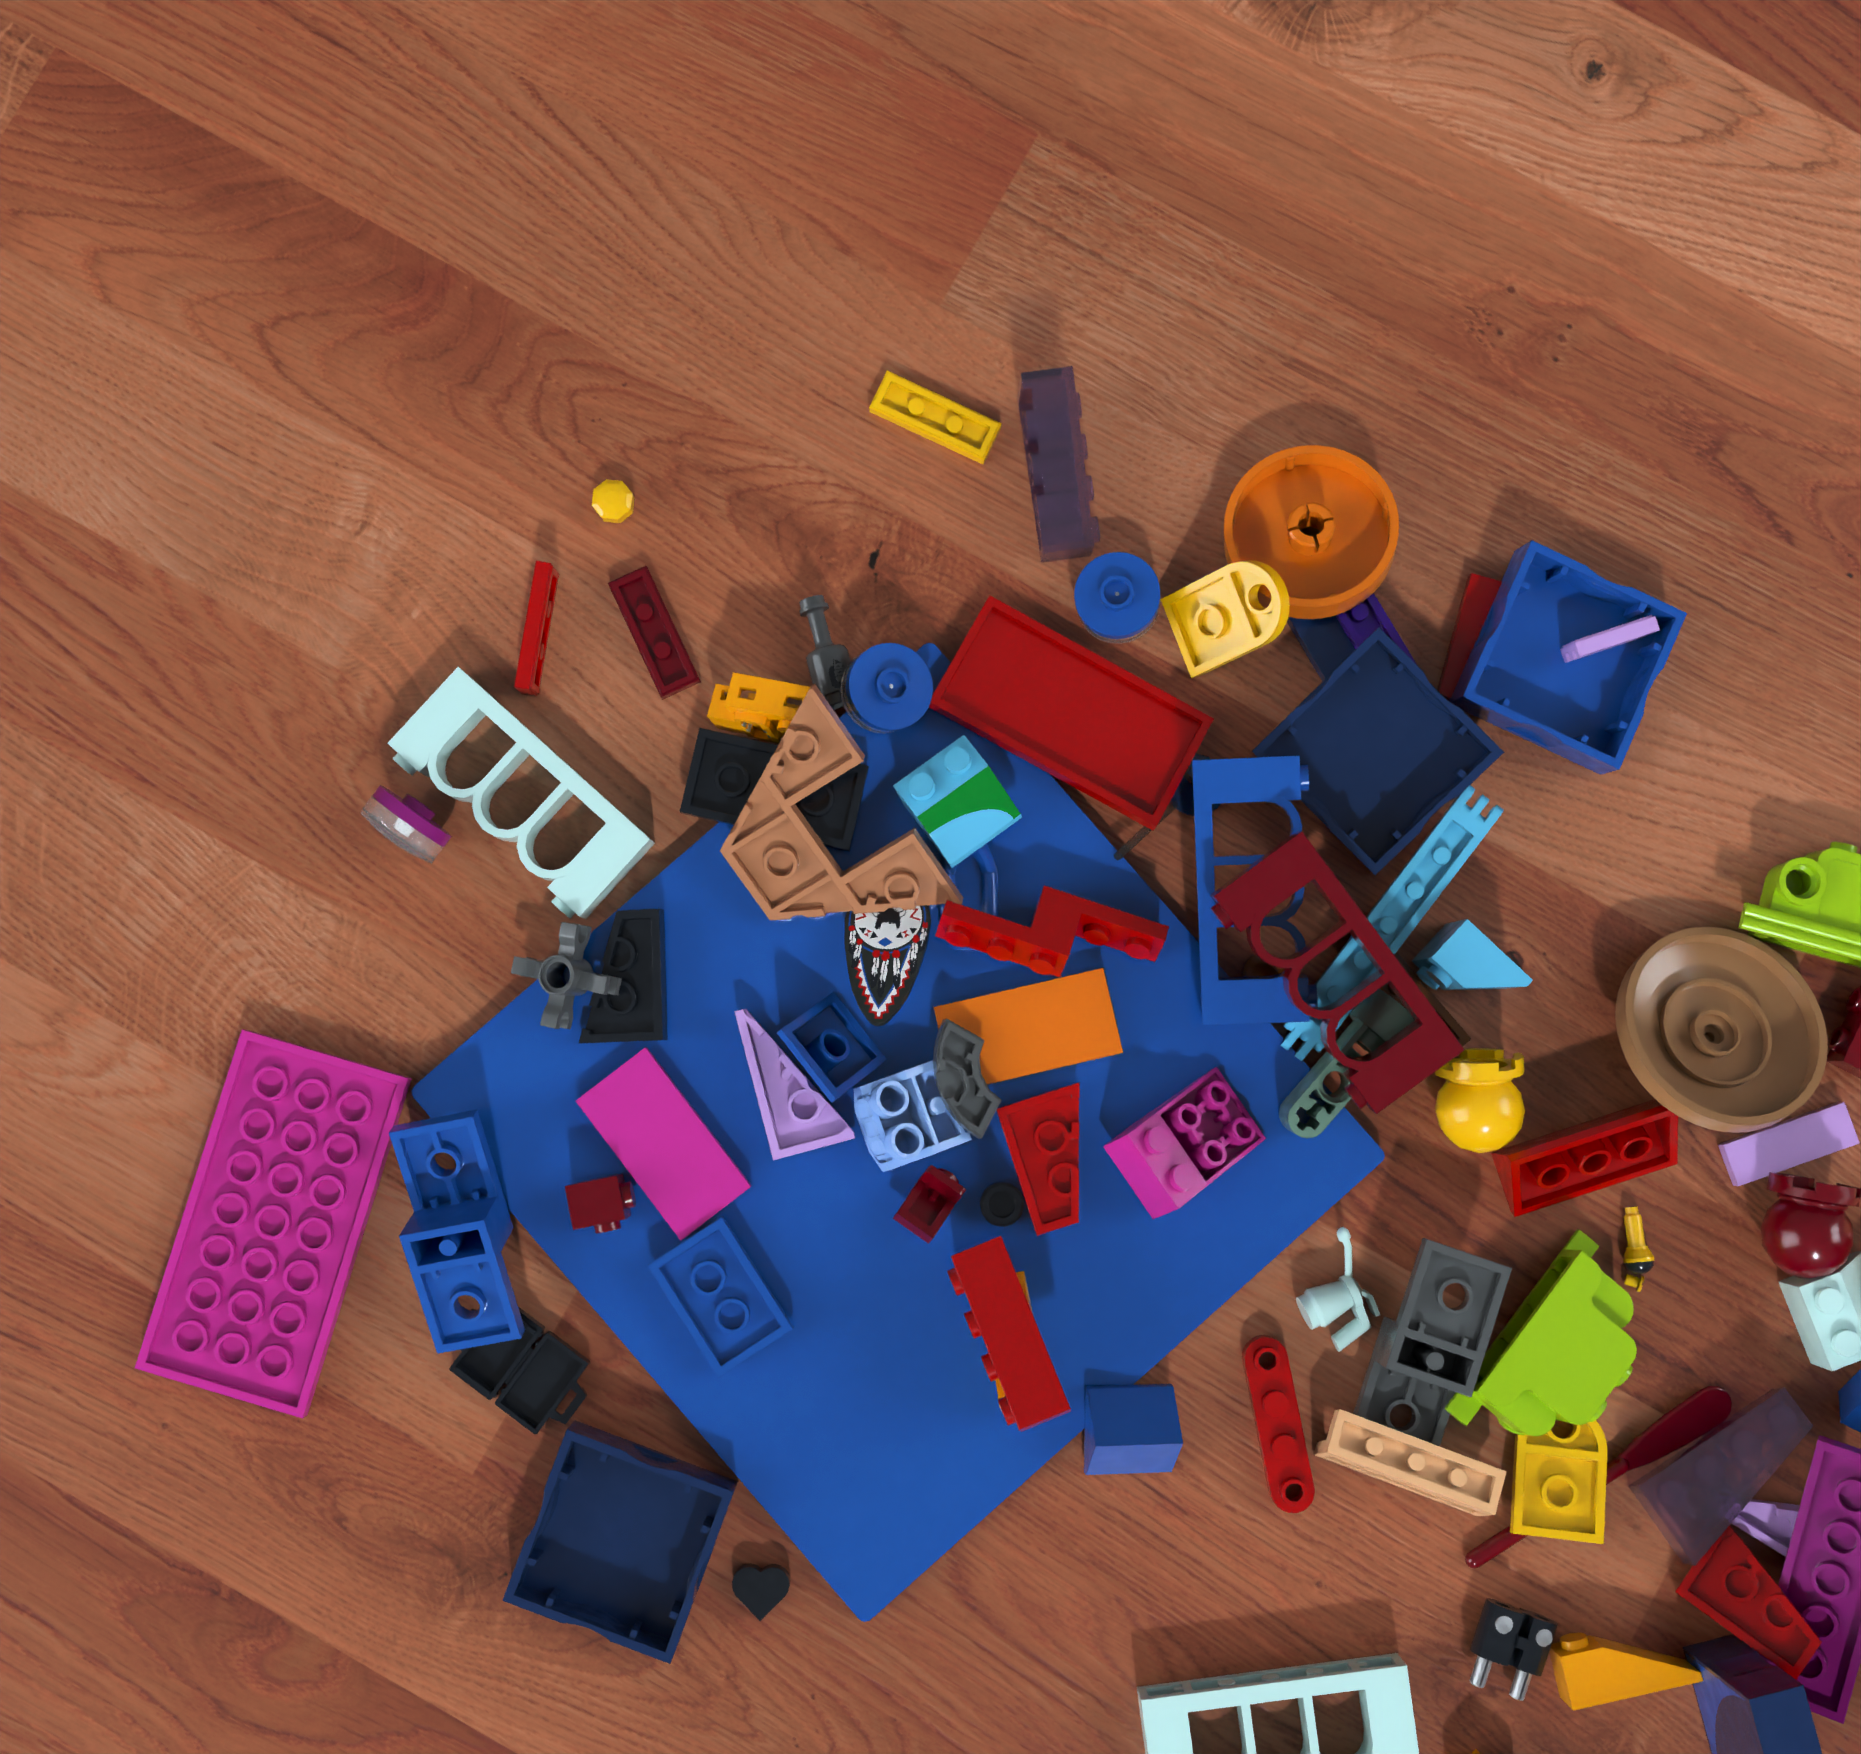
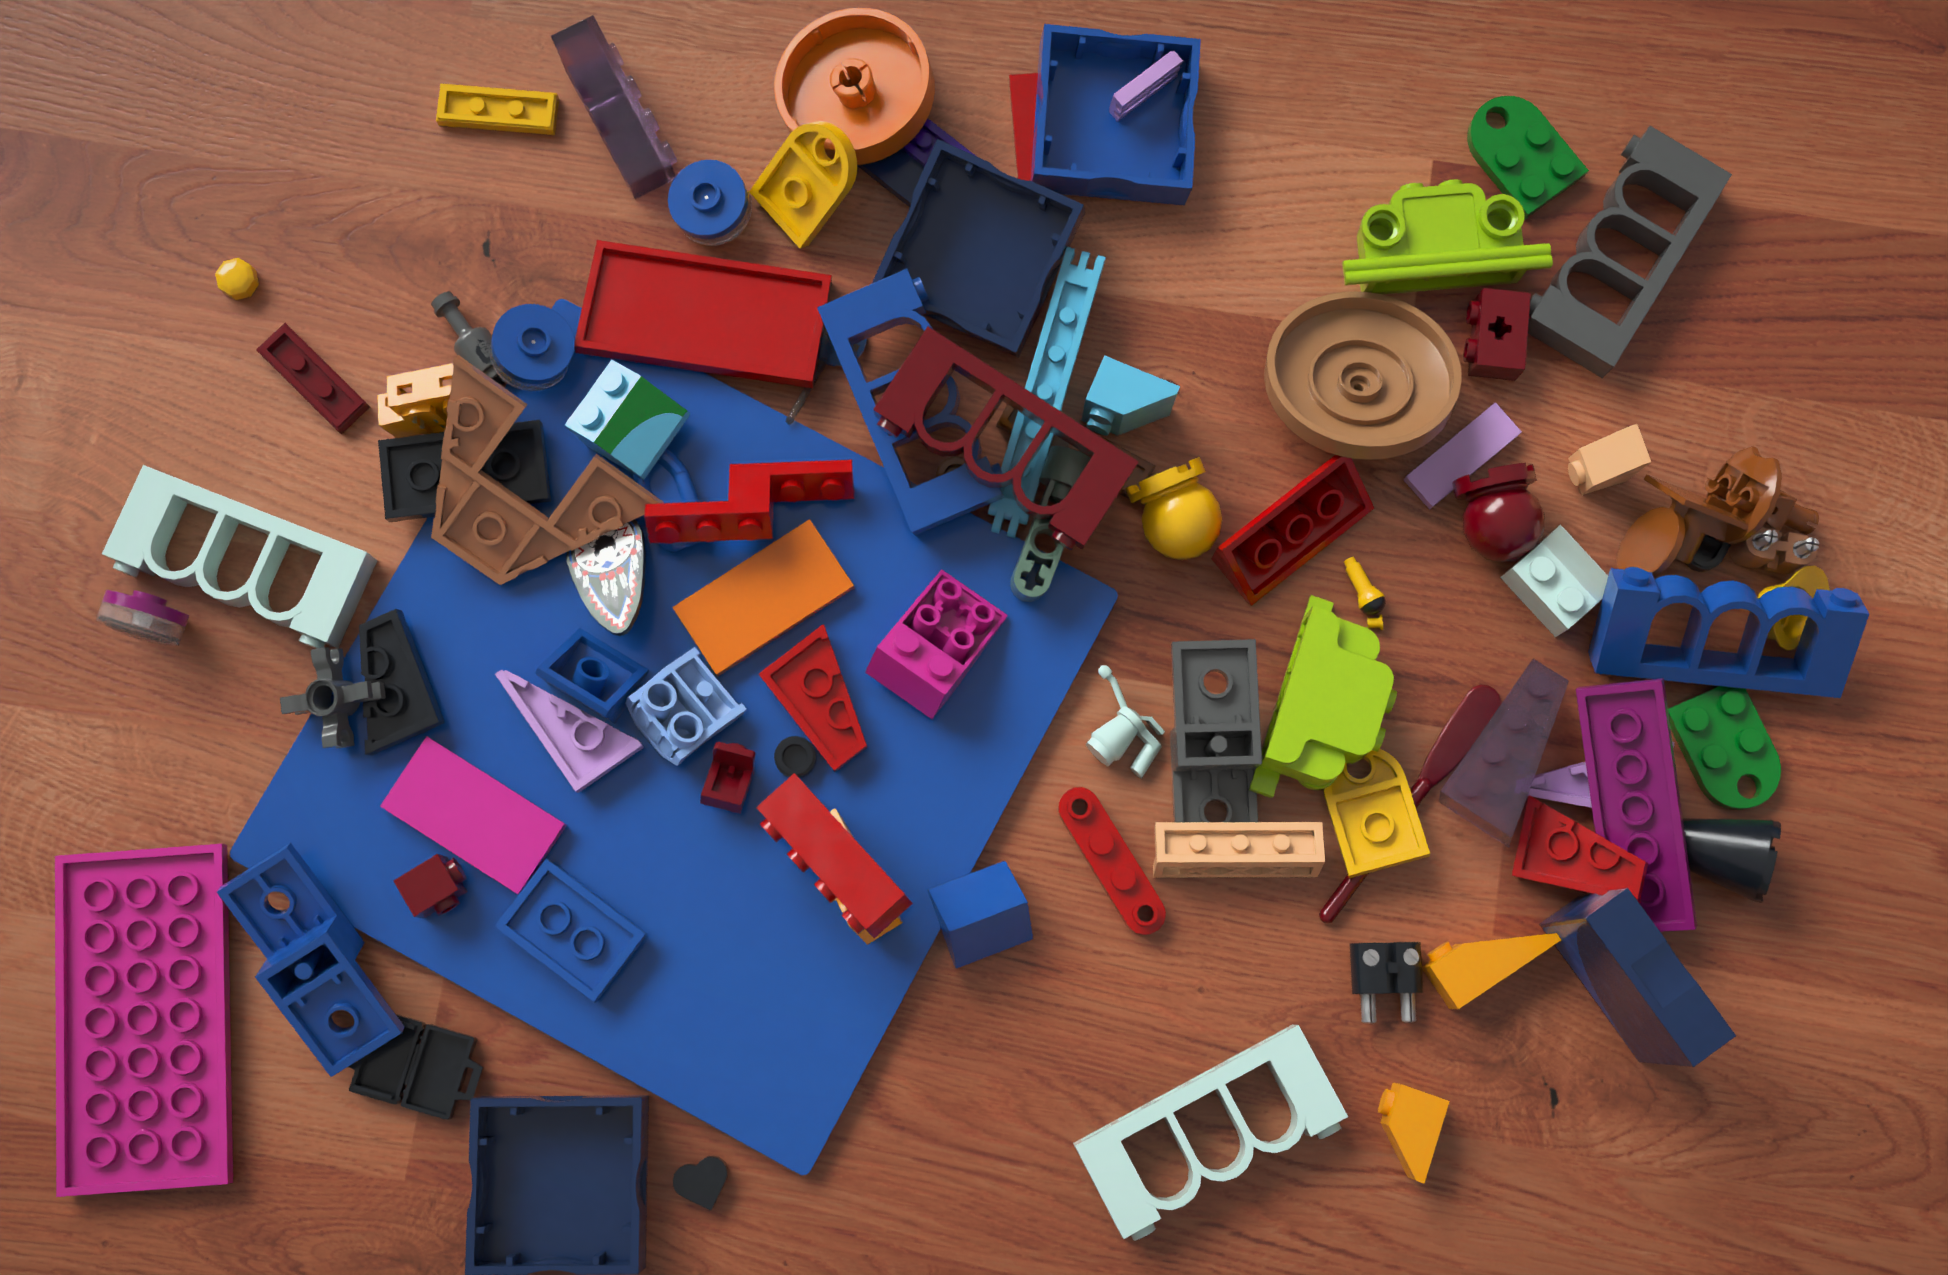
camera: 20 degrees left, 5 degrees down
(536, 629) = (205, 410): red tile -> none
(960, 1078) = (717, 659): dark grey tile -> none

